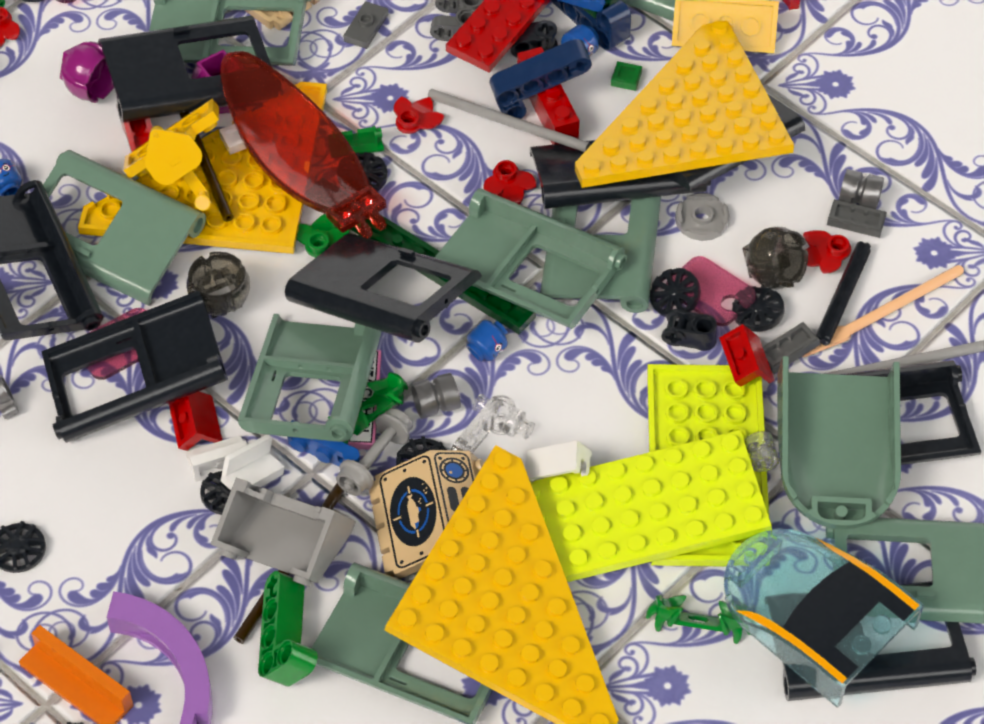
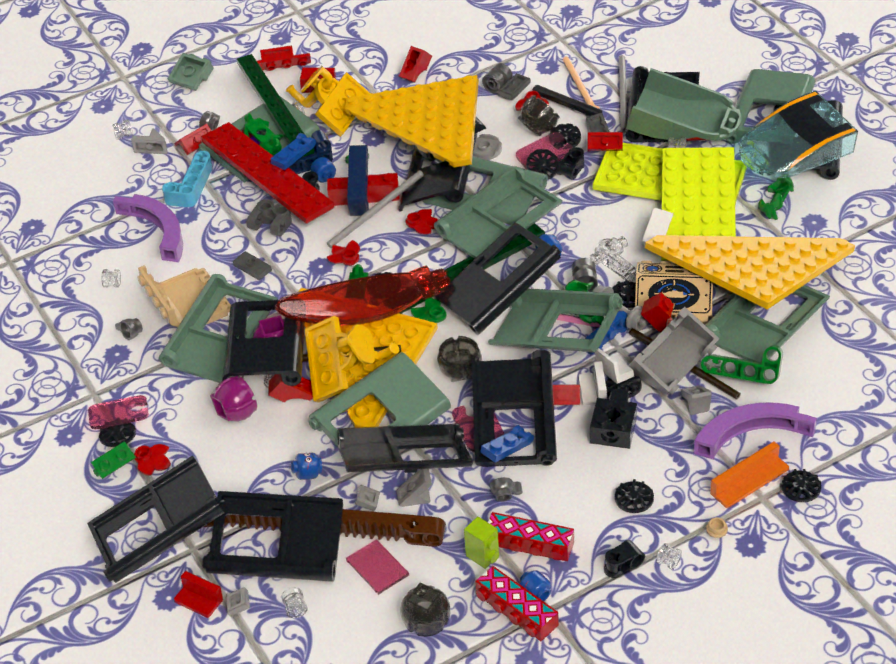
camera: 70 degrees left, 10 degrees down
(78, 377) = (507, 444): none -> blue plate
(150, 502) = (613, 420): none -> black brick
(212, 580) = (698, 399): none -> light grey slope
(359, 500) = (658, 311): none -> red arch
(860, 82) = (415, 63): none -> red arch

